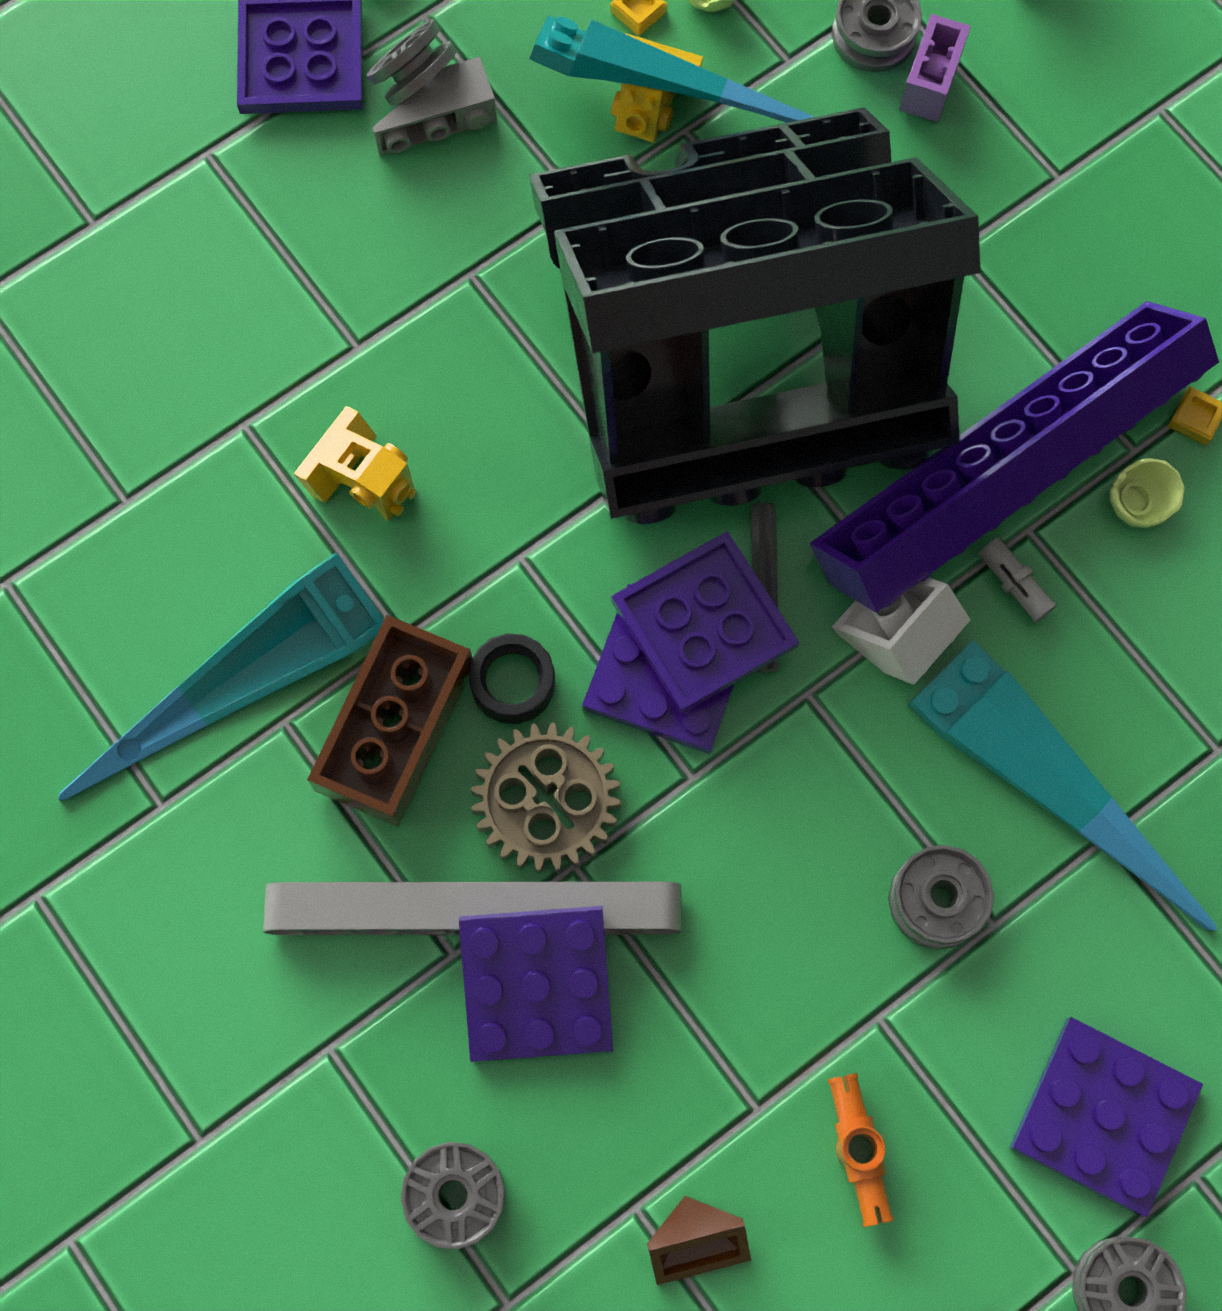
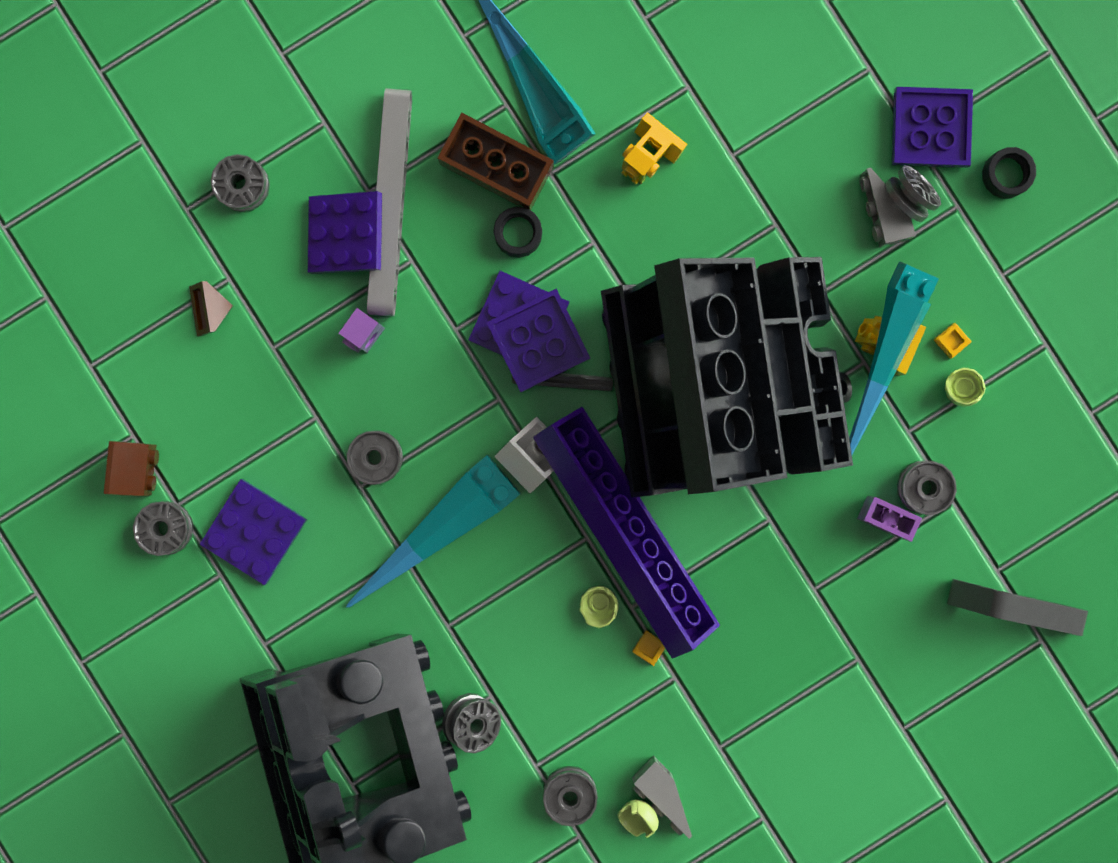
camera: 90 degrees right, 15 degrees up
(513, 822) = (434, 226): dark tan gear -> none
(718, 932) = (360, 331): none -> medium lavender brick
(866, 1176) = (233, 397): orange pin -> none
(1017, 579) = (554, 525): light grey pin -> none

